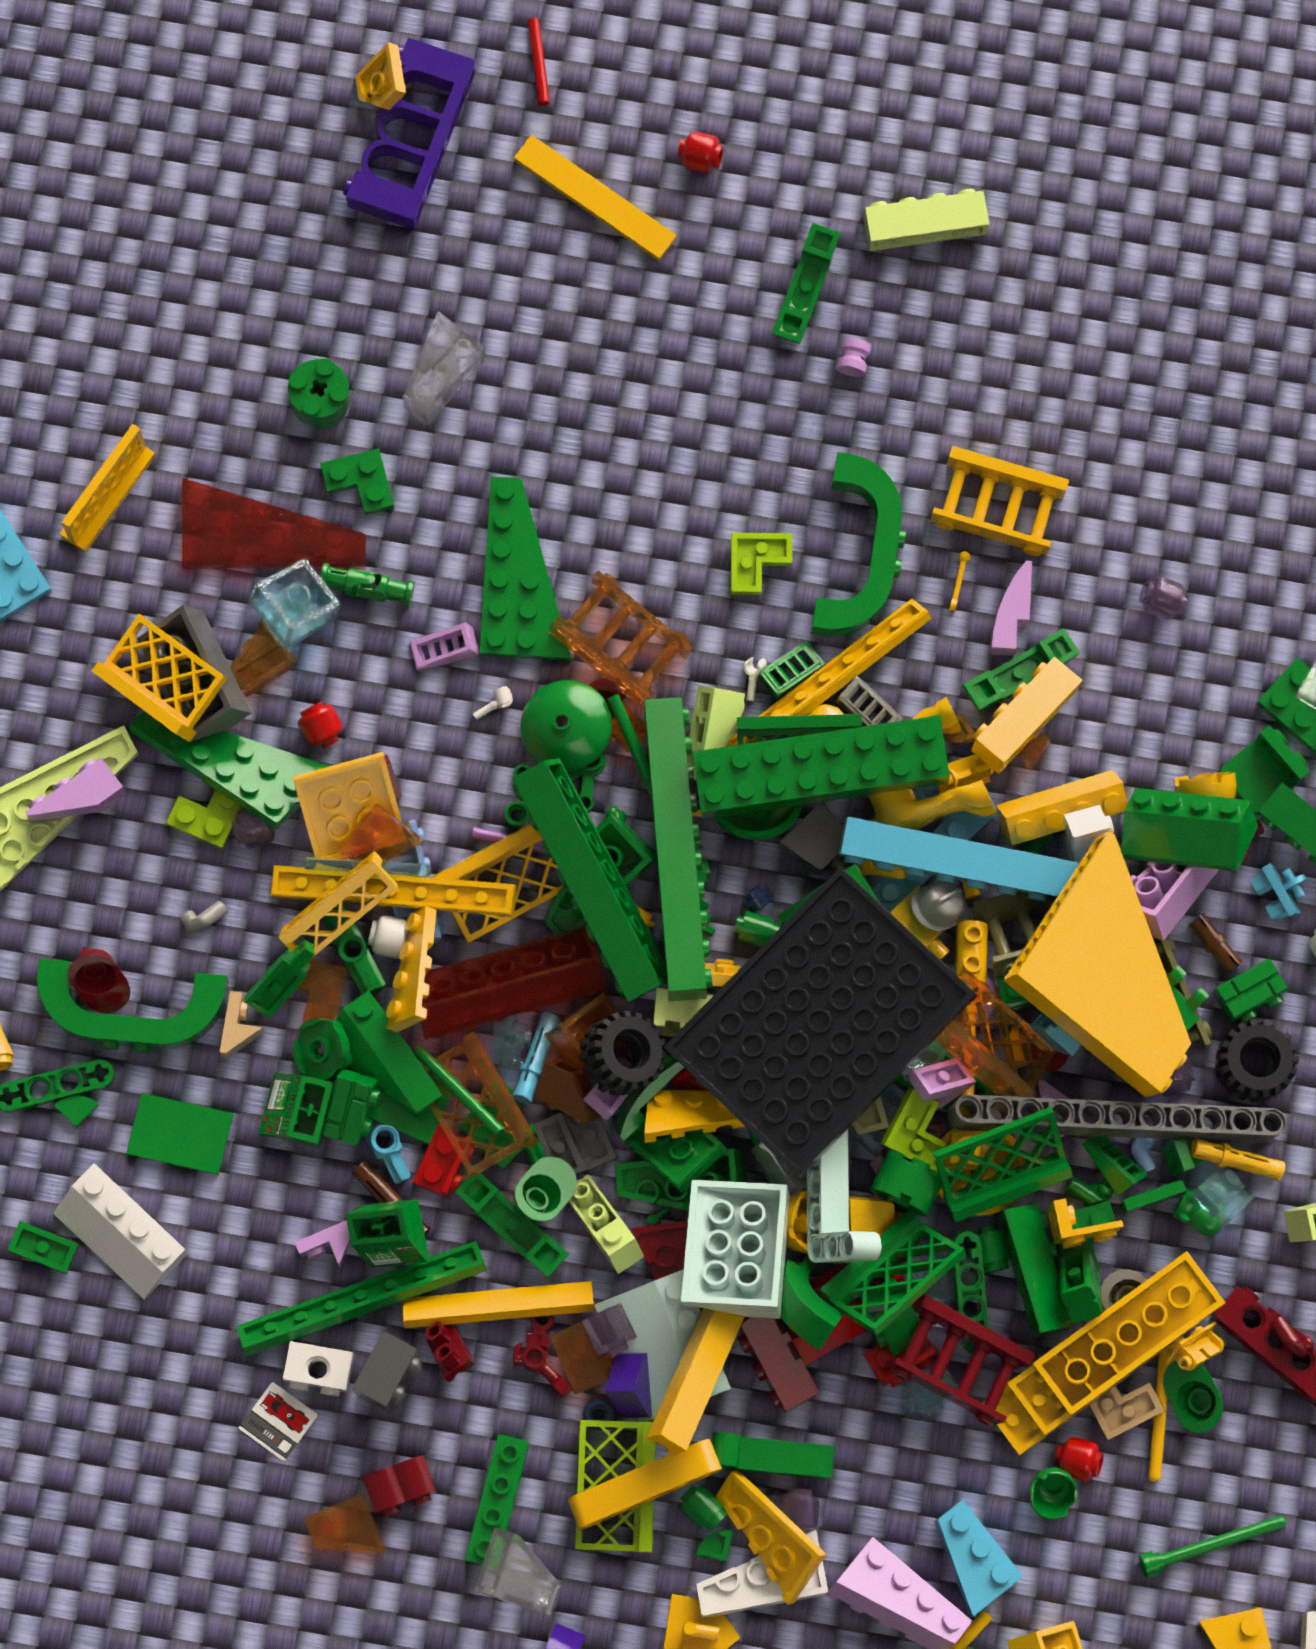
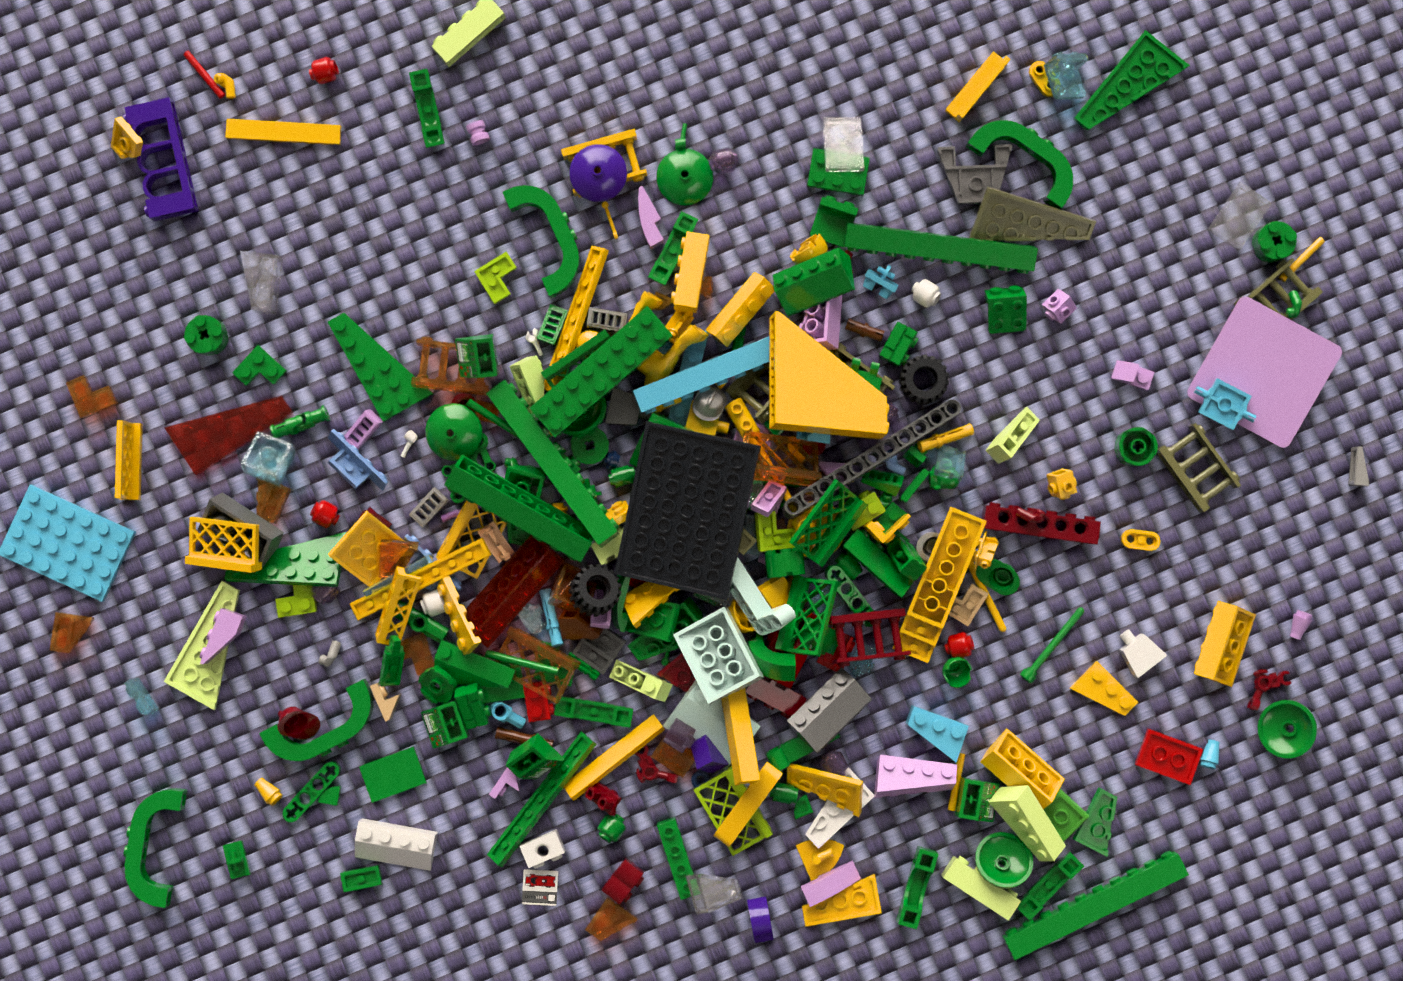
camera: 30 degrees left, 10 degrees up
(106, 383) = (88, 401): none -> clear orange plate
(387, 1373) = (579, 832): dark grey brick -> none
(401, 683) = (352, 465): none -> medium blue bracket
(431, 1400) = (611, 828): none -> green head
(463, 795) = (444, 500): none -> light grey slope
(528, 909) = (496, 542): none -> light nougat hinge
(545, 1189) = (600, 684): piece -> none
(562, 91) = (226, 82): none -> yellow arm
(664, 643) = (477, 356): none -> green slope
(731, 877) = (592, 456): none -> green plate
(839, 1428) = (829, 710): none -> dark grey slope
(979, 525) = (598, 186): none -> dark purple dish
(1075, 1189) = (873, 509): none -> lime bracket
(1082, 829) = (760, 315): white brick -> none
(1091, 606) = (684, 190): none -> green dish
(1118, 539) = (681, 143): none -> green hand

